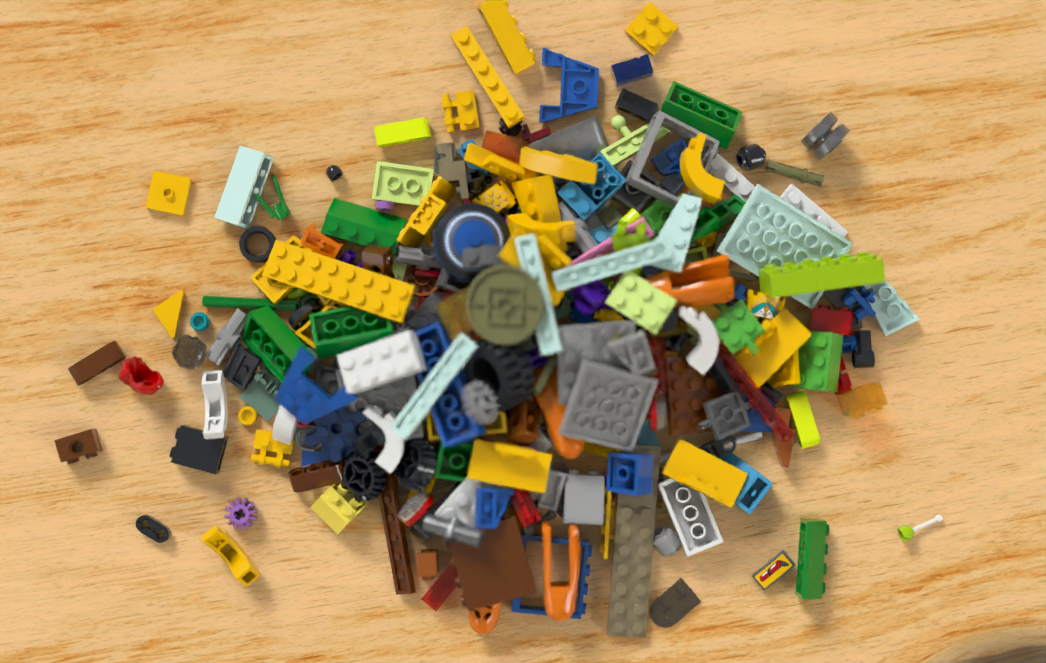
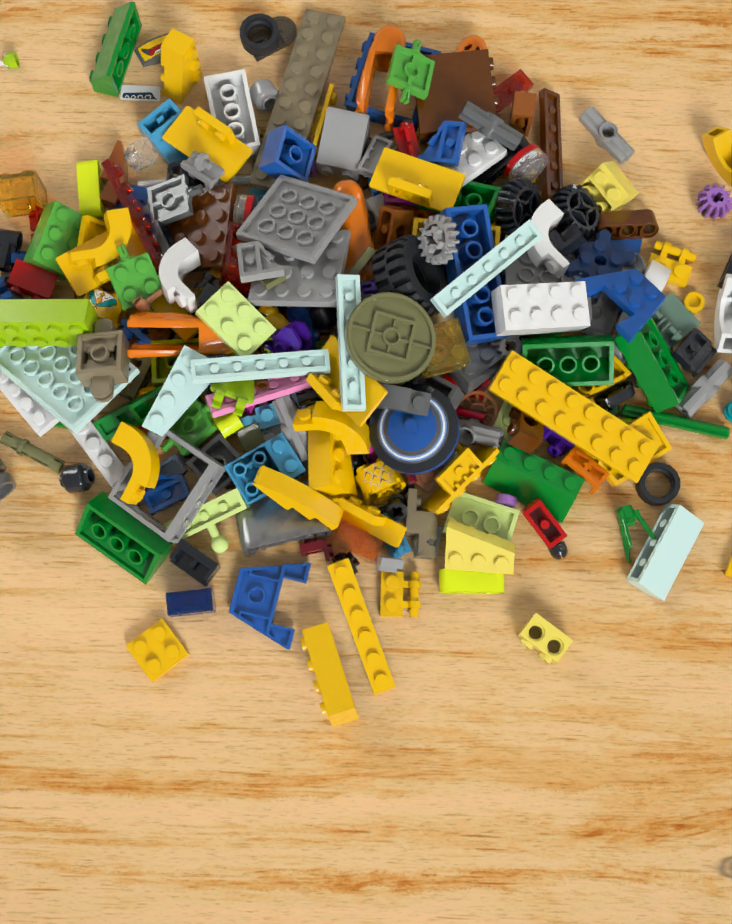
camera: 170 degrees left, 10 degrees down
(332, 99) = (547, 633): none -> light yellow brick
(336, 552) = (598, 126): none -> light grey piece
(350, 189) = (543, 523): none -> red brick
(401, 155) = (477, 551): none -> light yellow wedge
(473, 130) = (389, 564): none -> light grey slope
(534, 569) = (410, 71): none -> bright green plate
(697, 600) = (252, 22): none -> black tyre
(703, 445) = (202, 168): none -> light grey hips
(724, 305) = (142, 304): none -> nougat hand
(747, 547) = (180, 66): none -> yellow wedge
(748, 250) = (102, 359): none -> dark tan brick
(762, 363) = (118, 233): none -> yellow arch
(764, 458) = (140, 154): none -> clear brick
(780, 525) = (140, 93): none -> white sticker

